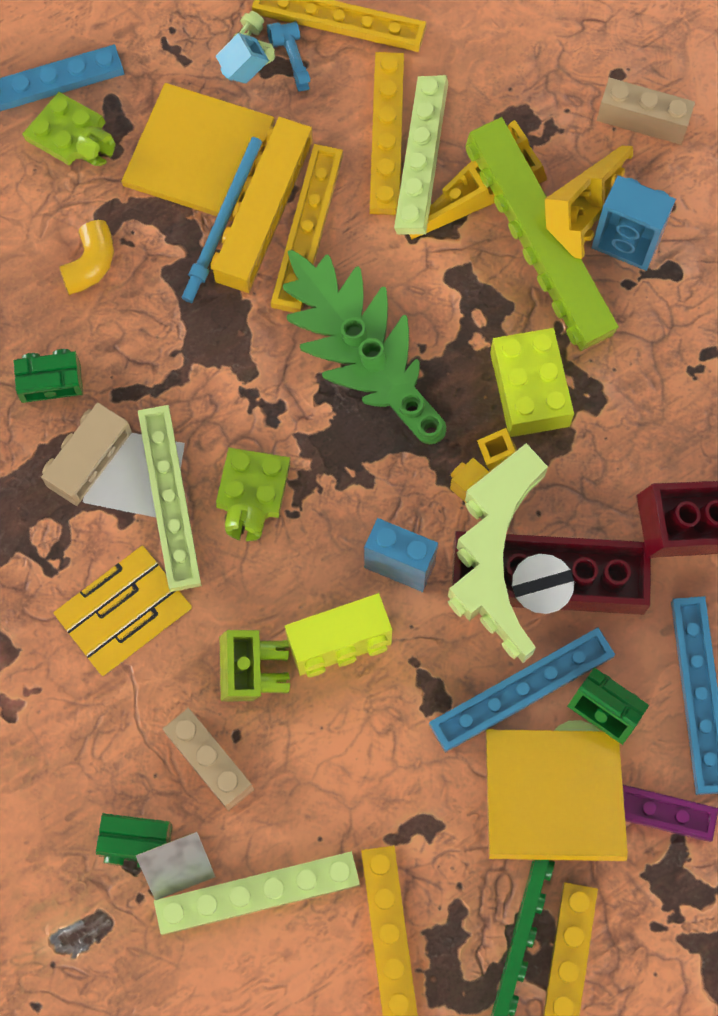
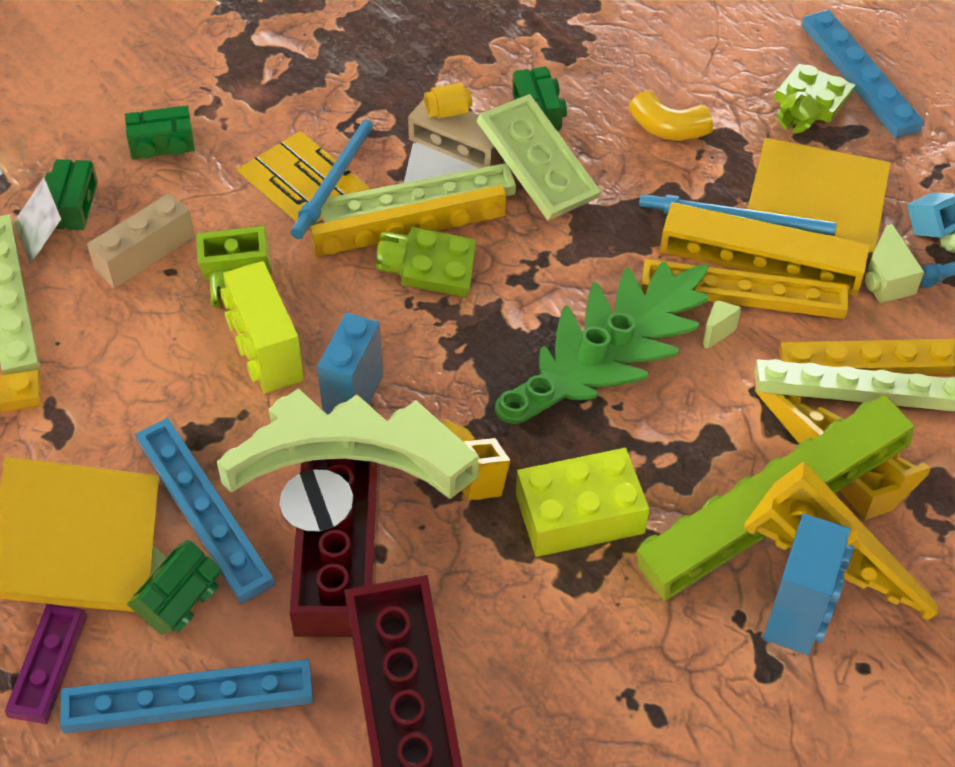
camera: 85 degrees right, 20 degrees down
(53, 751) = (159, 132): none -> green brick
(68, 453) = (448, 101): none -> yellow brick
(139, 379) = (538, 156): none -> yellowish green plate
(196, 592) = (311, 210): none -> dark azure bar
(208, 518) = (431, 215): none -> yellow plate
(293, 103) = (893, 268): none -> yellowish green slope
(347, 253) = (721, 323): none -> yellowish green slope

